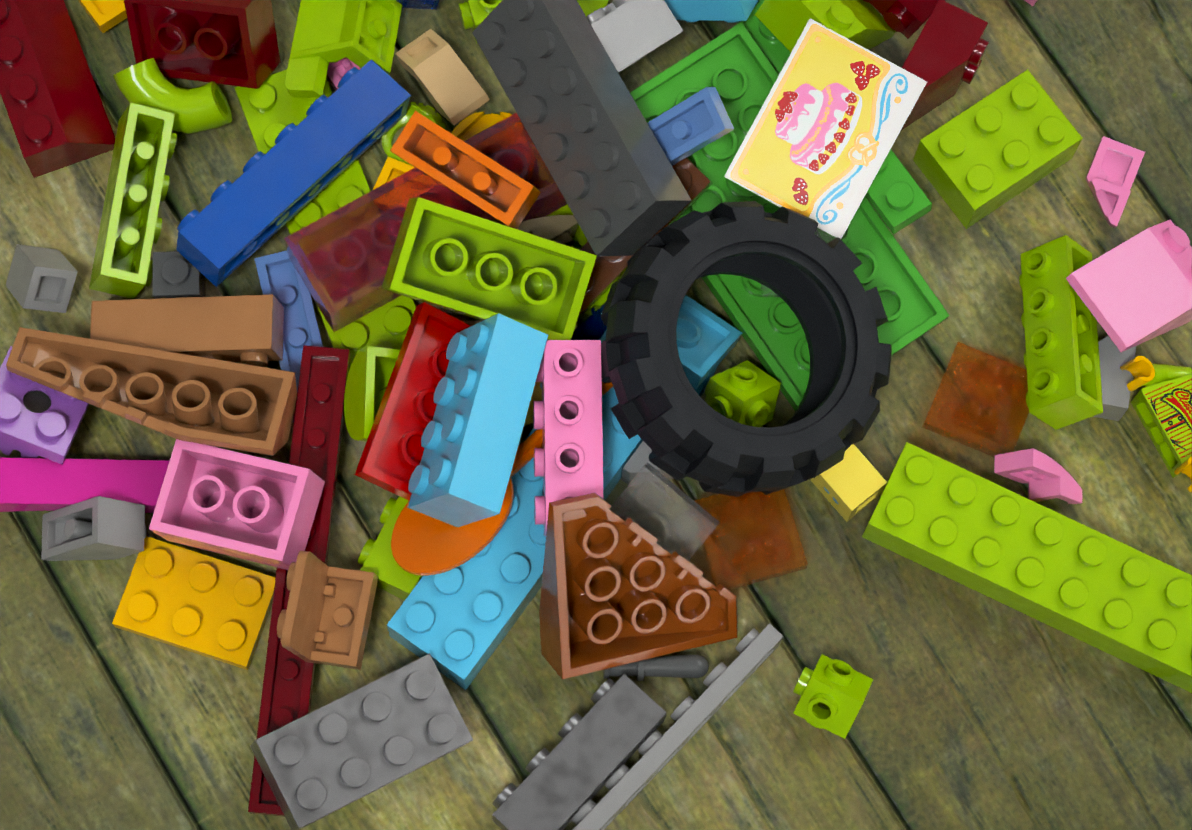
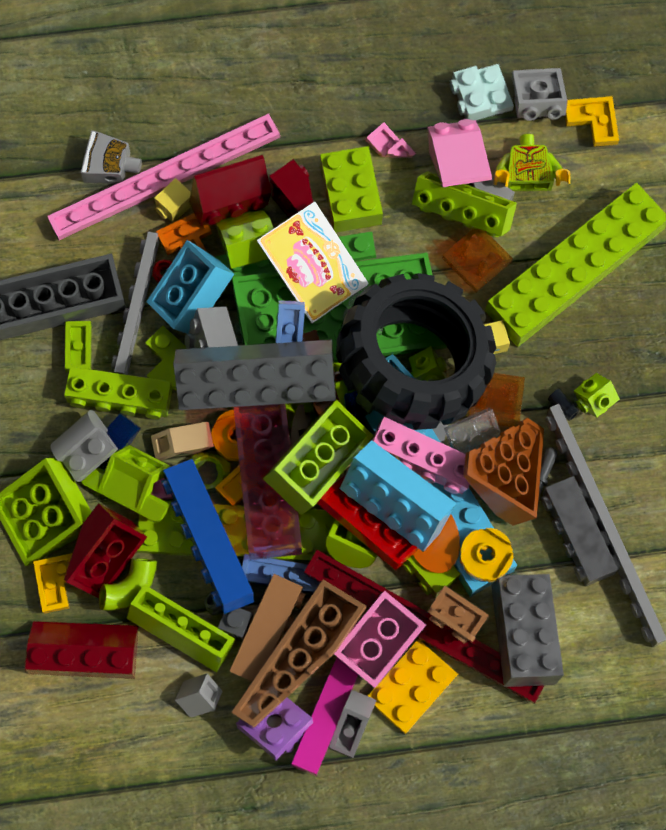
camera: 65 degrees left, 0 degrees up
(436, 594) = (489, 569): none -> yellow plate
(465, 170) = (262, 443): orange brick -> none
(792, 652) = (569, 409): none -> black pin
(1043, 475) = (528, 249): bright pink slope -> none

